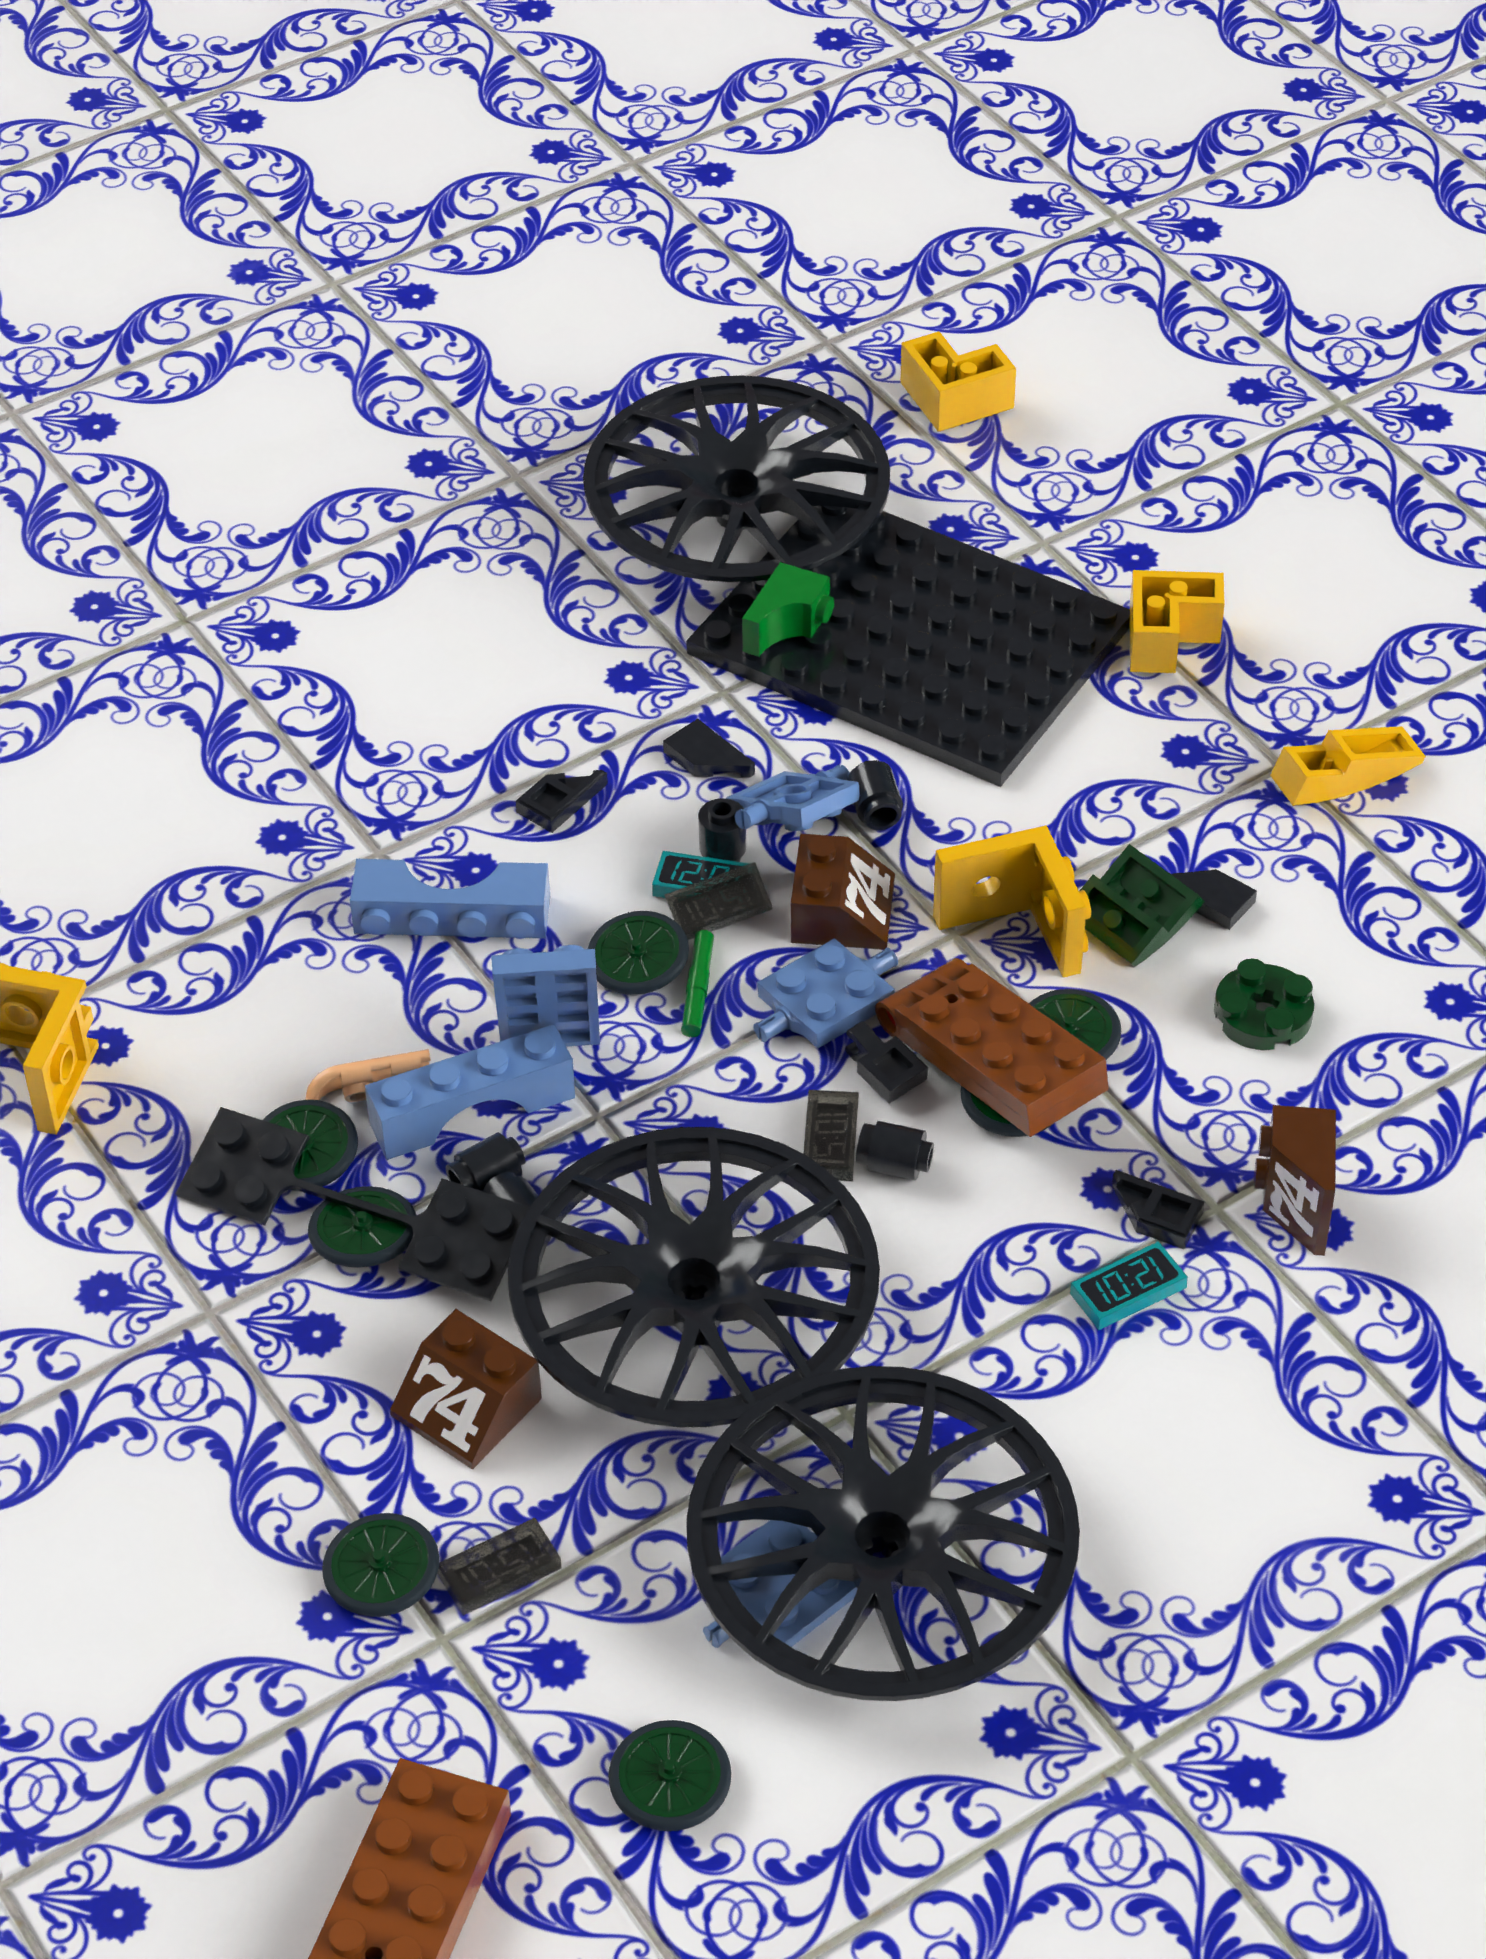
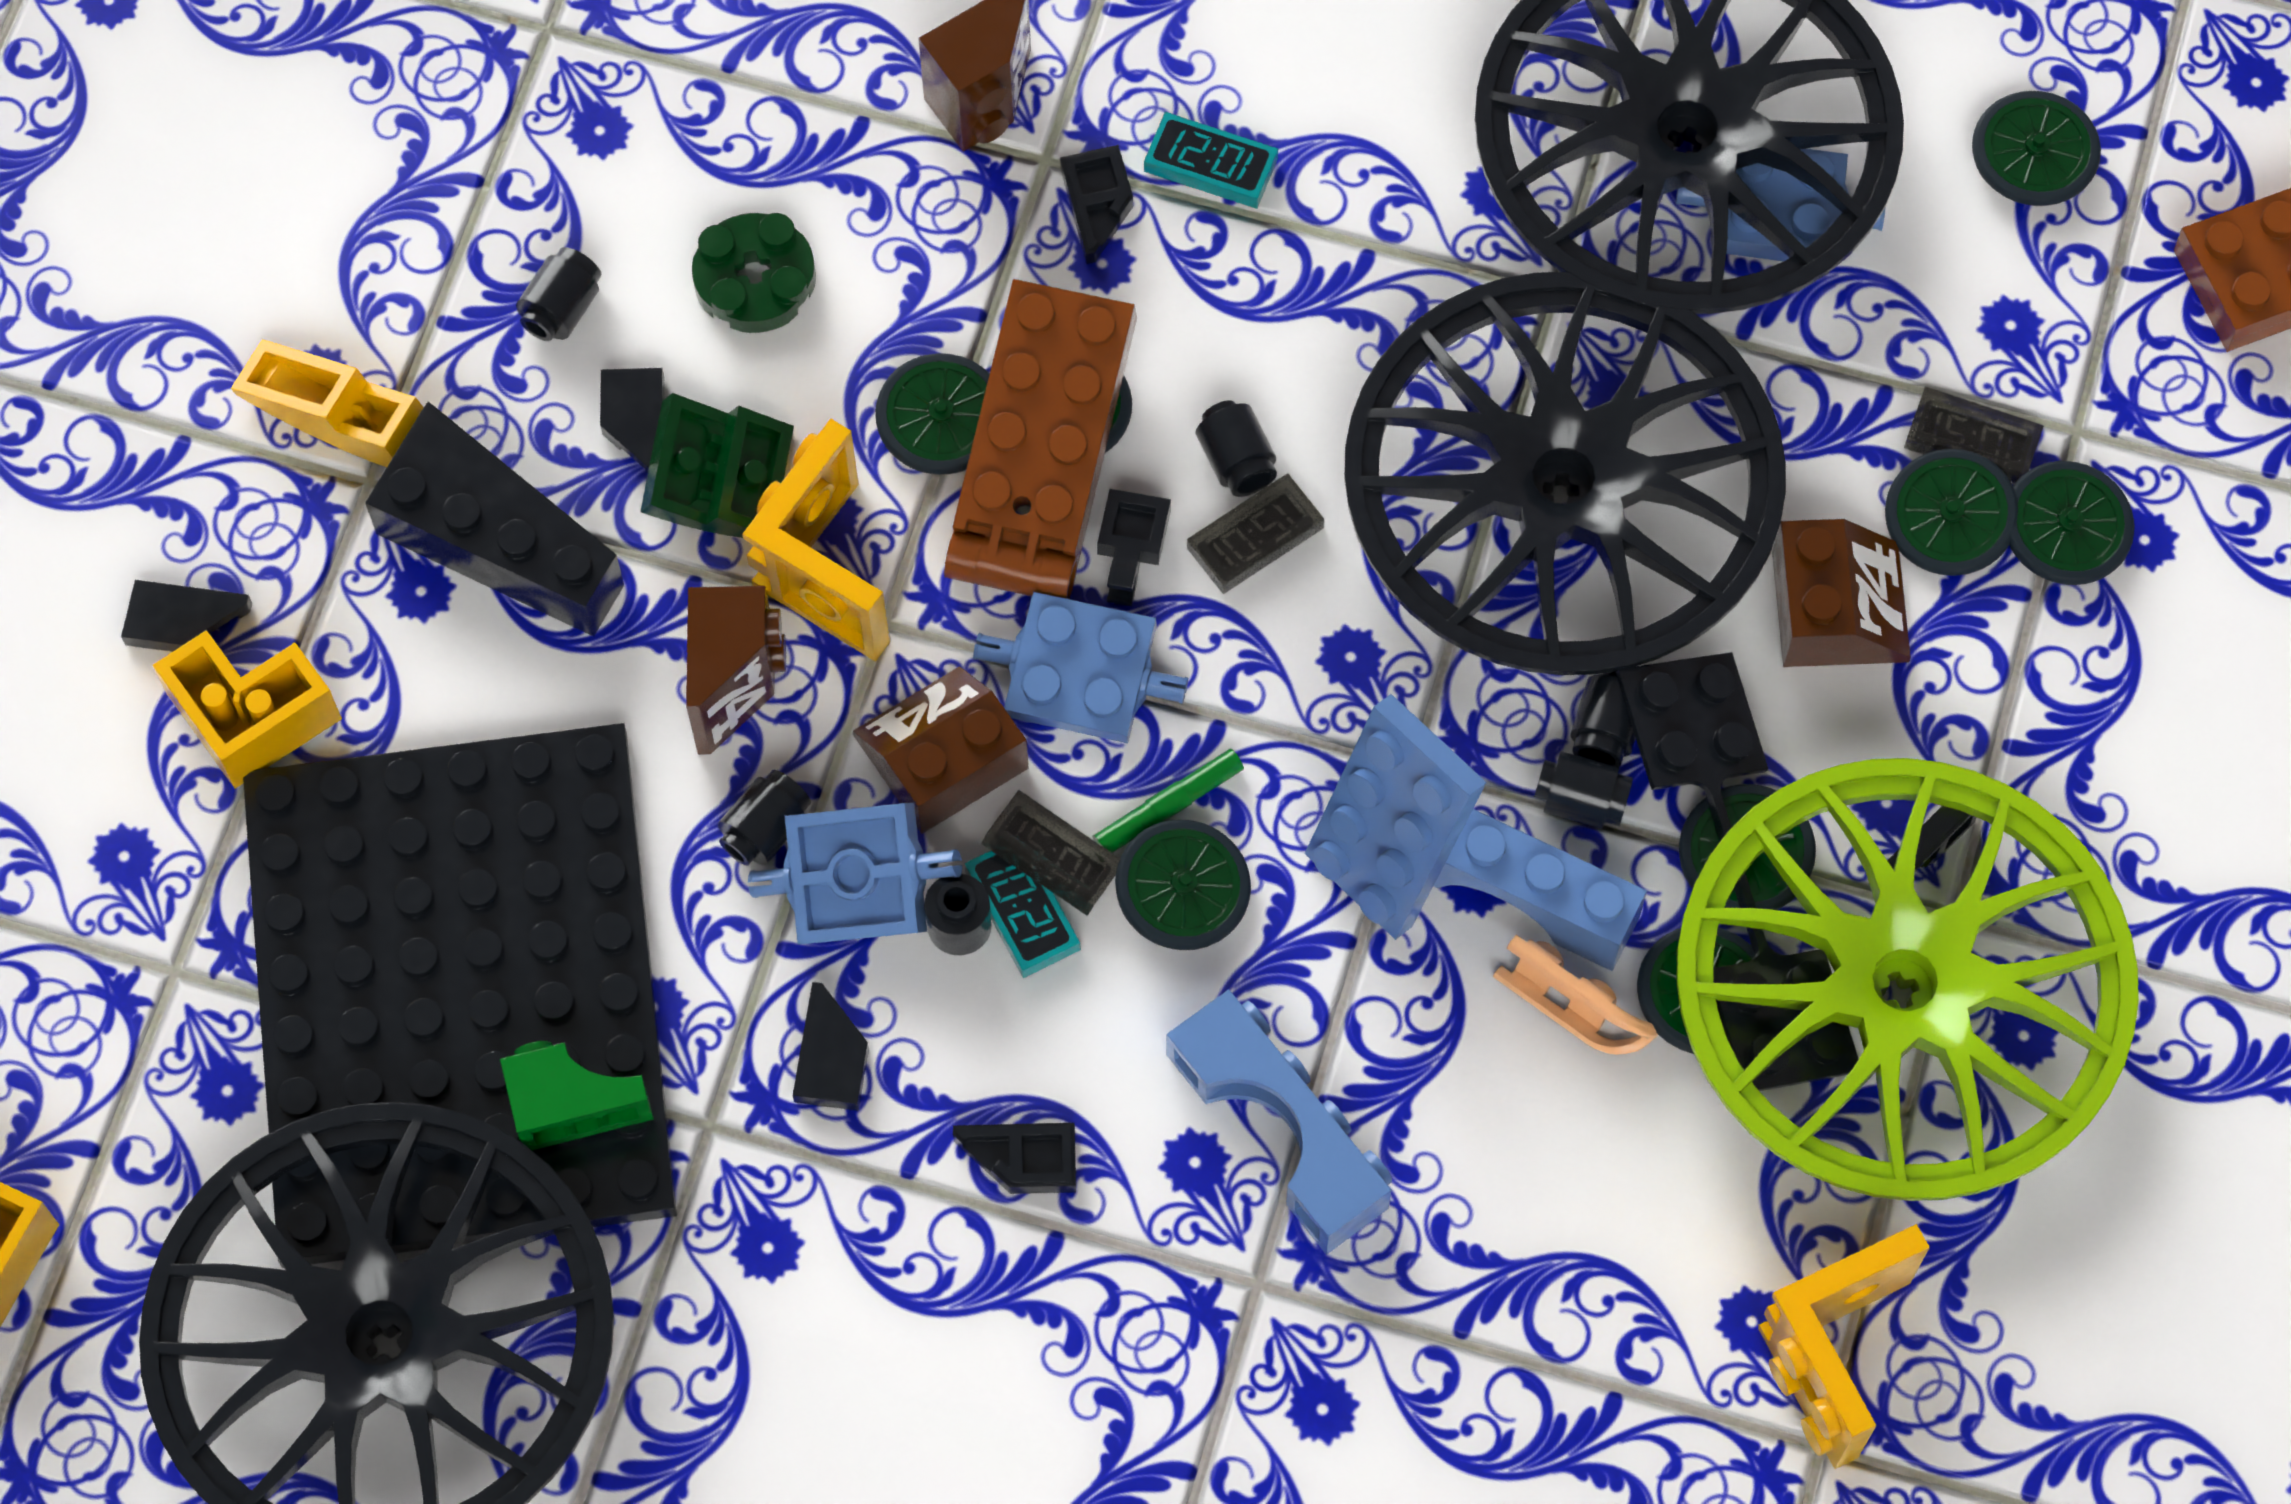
camera: 130 degrees left, 20 degrees up
(186, 1206) = (1918, 953): none -> lime wheel
(260, 1316) = (1939, 835): none -> black tile
(459, 1503) = (1951, 512): none -> dark green wheel
(986, 798) = (731, 659): none -> reddish brown slope
(1187, 778) = (488, 523): none -> black wedge
(1267, 639) = (172, 615): none -> black tile
(1330, 897) = (558, 295): none -> black brick

